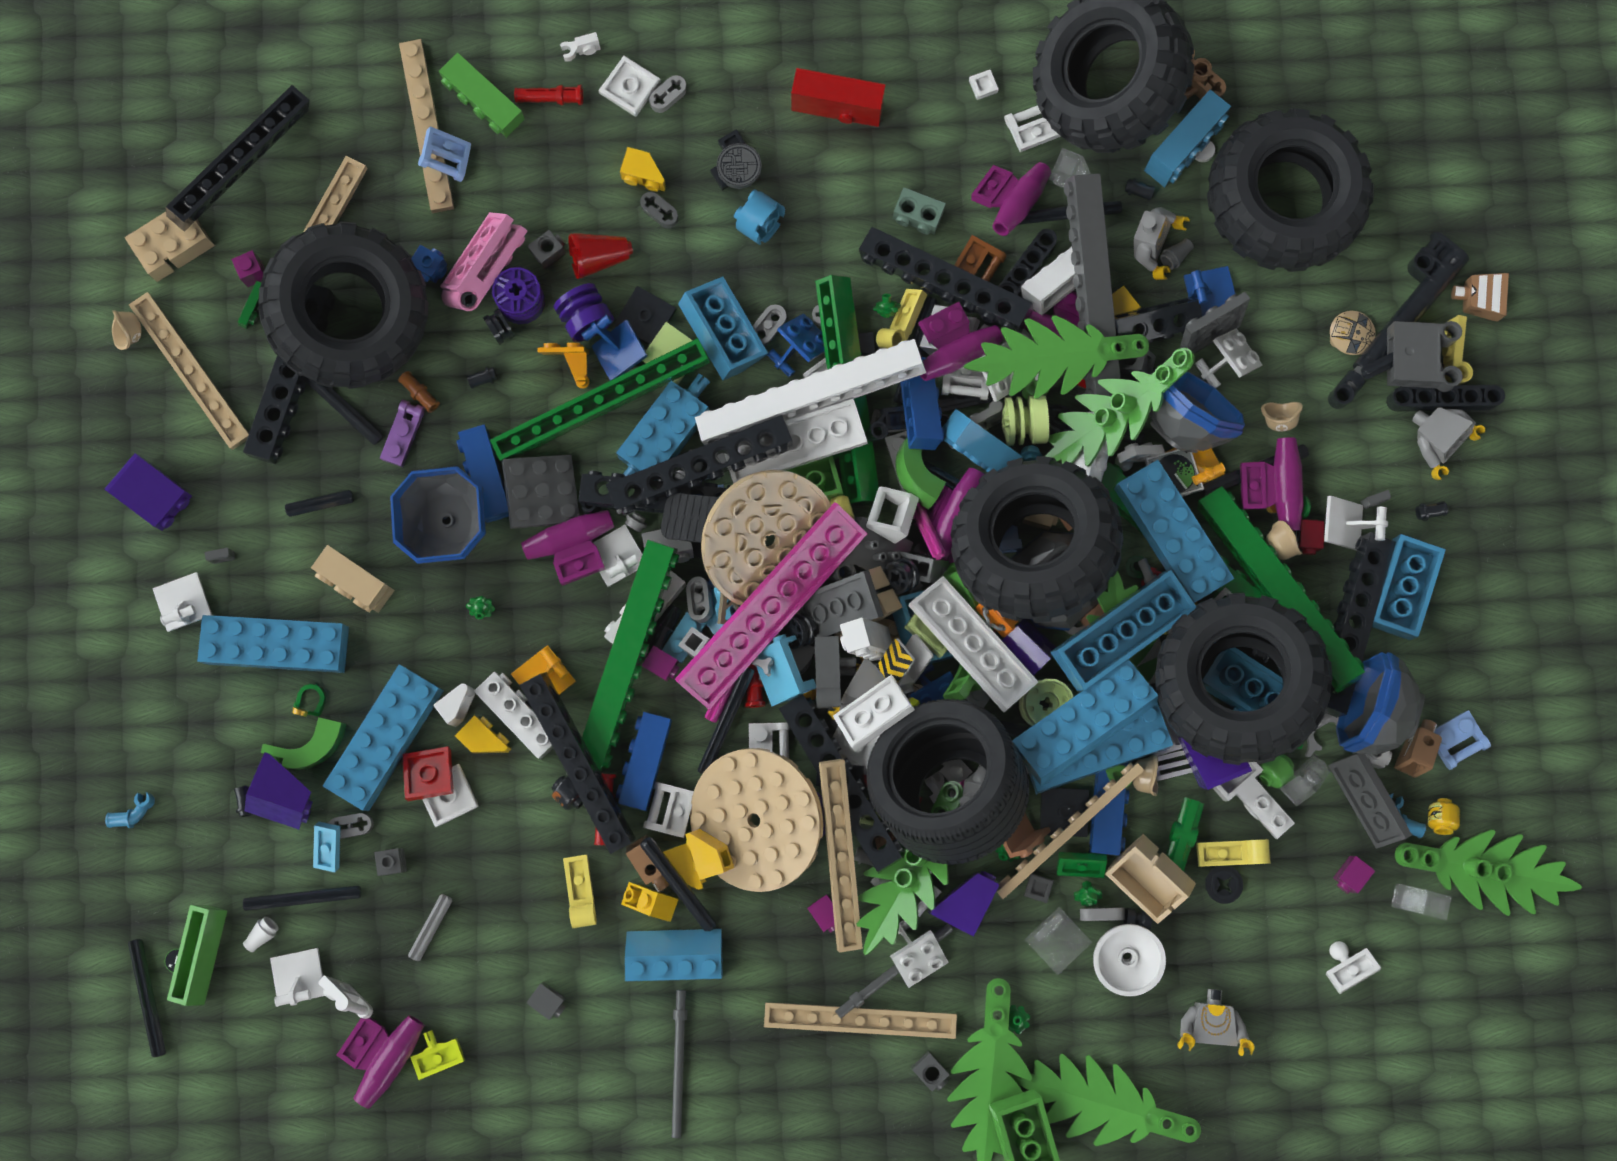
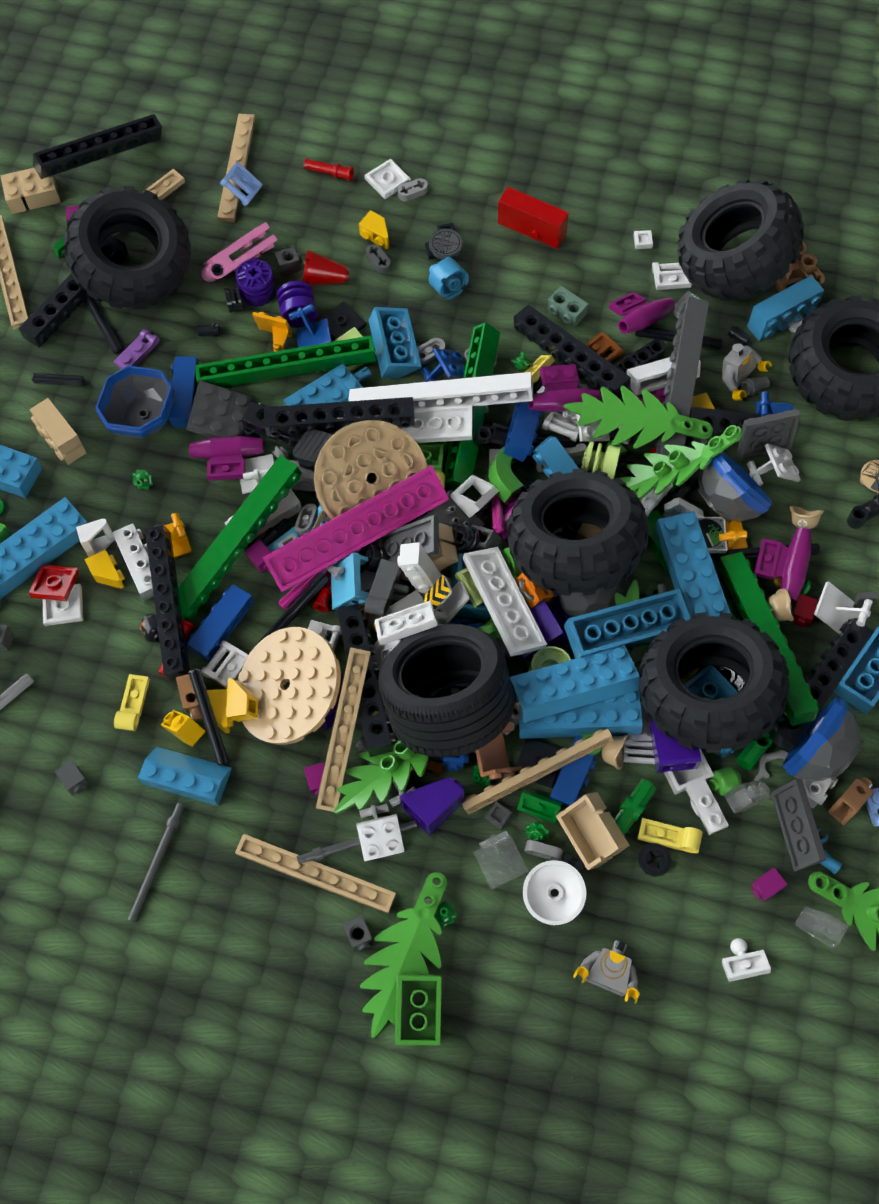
camera: 20 degrees right, 15 degrees down
(419, 391) = (160, 326): dark orange pin -> none
(429, 263) = (201, 247): blue brick -> none
(481, 95) = (281, 156): bright green brick -> none
(584, 44) = (365, 144): white plate -> none
(1100, 1104) = (491, 1006): bright green plant -> none
(1443, 816) = (859, 861): yellow head -> none

